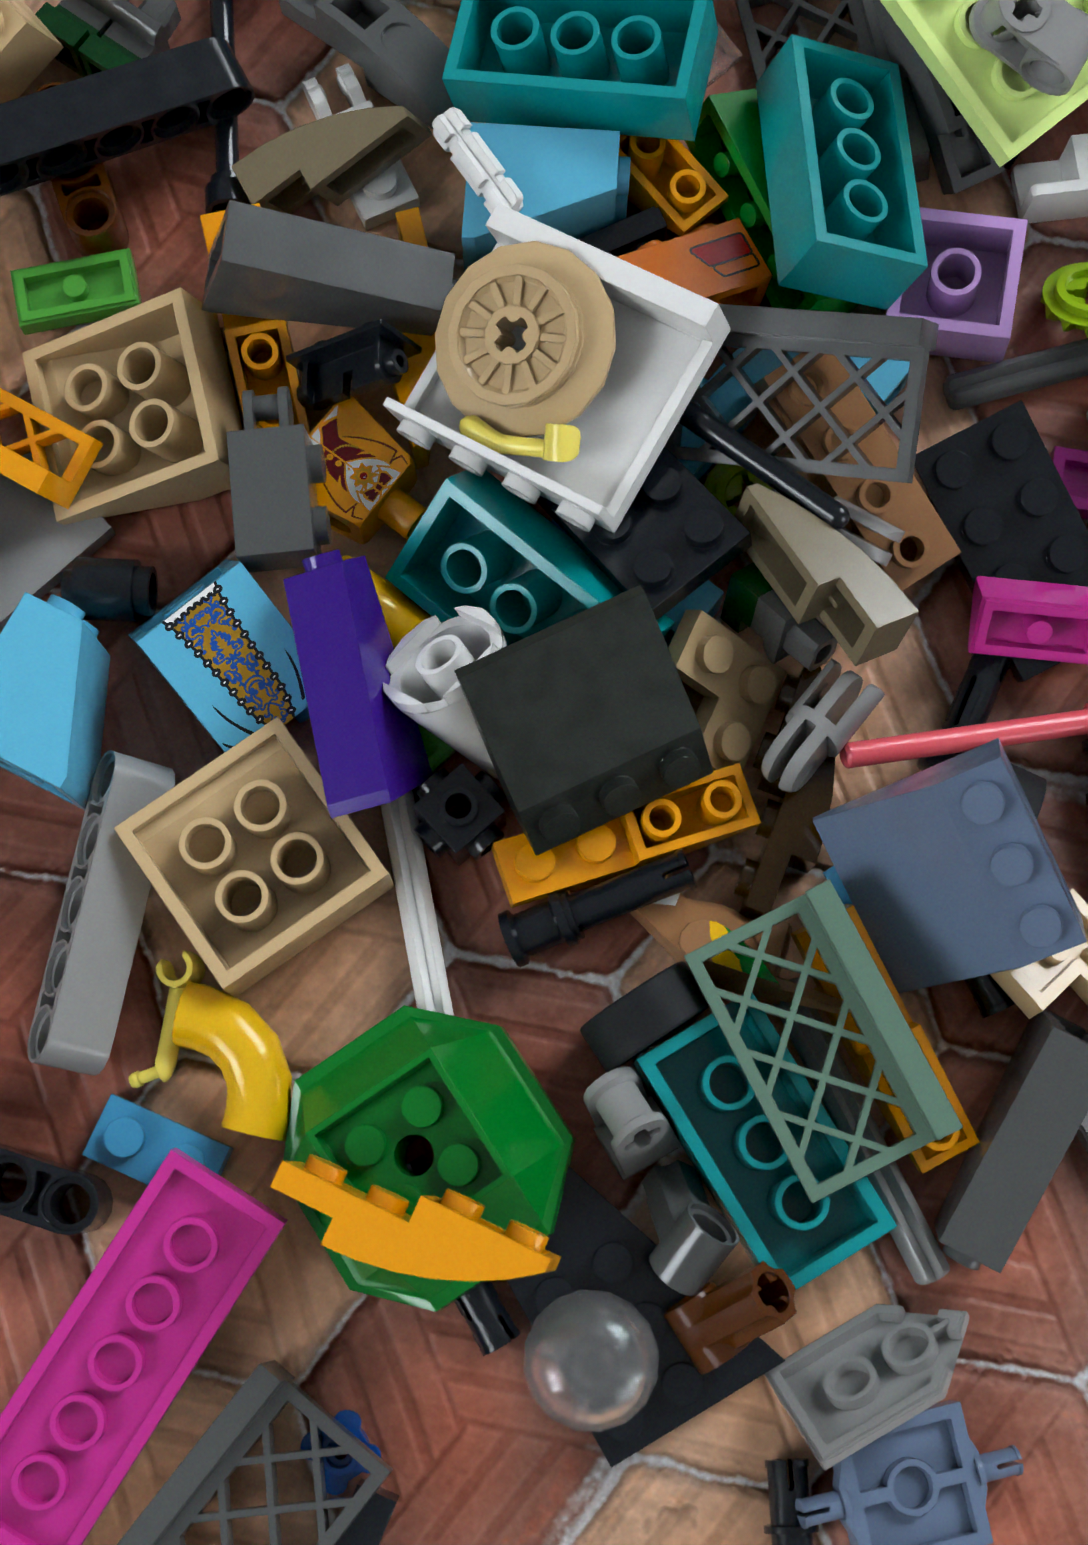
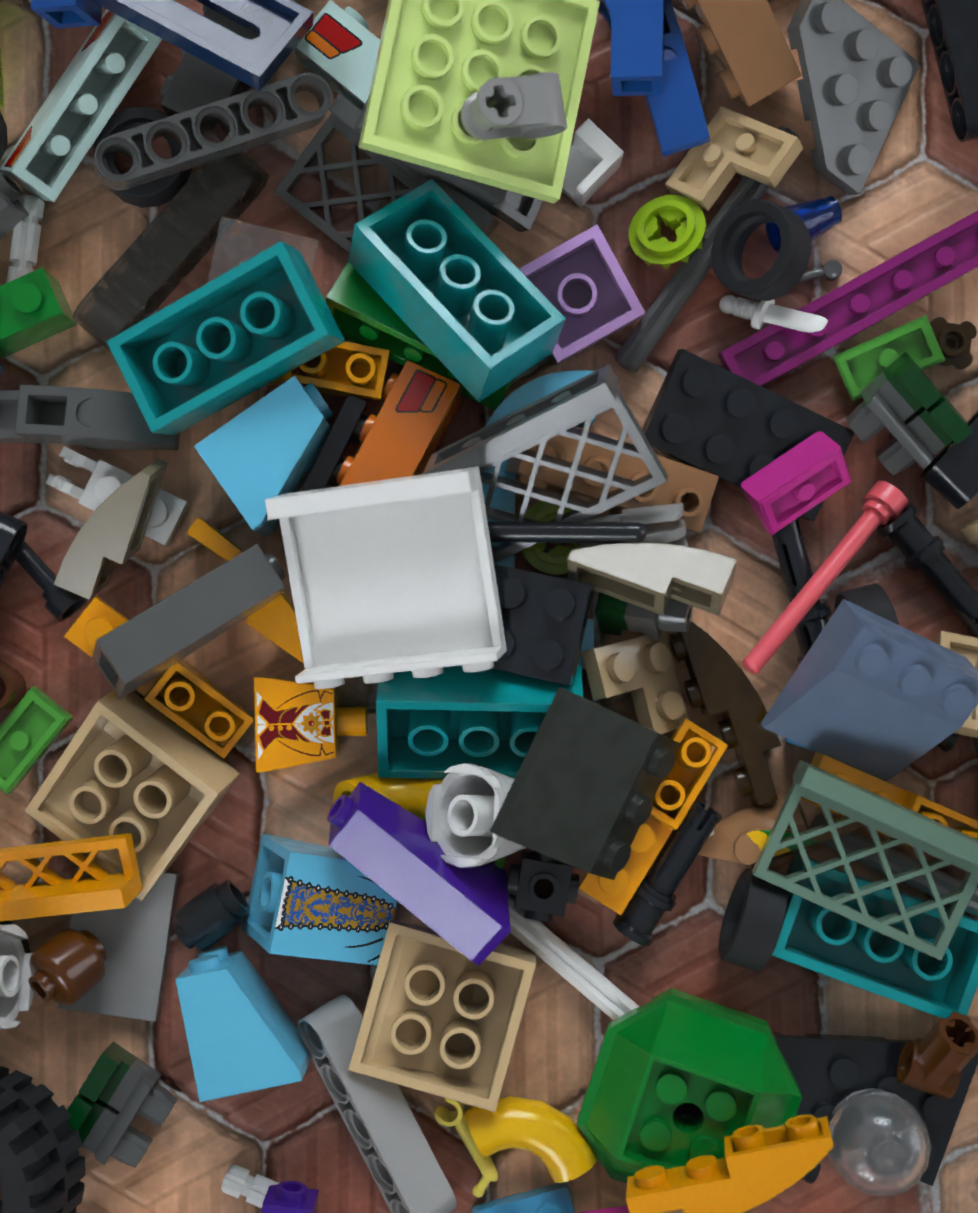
camera: 35 degrees left, 10 degrees up
(275, 487) = (267, 780): dark grey brick -> none
(368, 355) = (256, 647): black hinge -> none
(476, 161) = (224, 475): white axle -> none
(559, 444) = (432, 630): light yellow piece -> none
(566, 338) = (387, 565): tan piece -> none
(628, 1121) = (791, 988): light grey piece -> none
(690, 1231) = (883, 1028): dark grey piece -> none
(819, 726) = (721, 664): light grey arm -> none

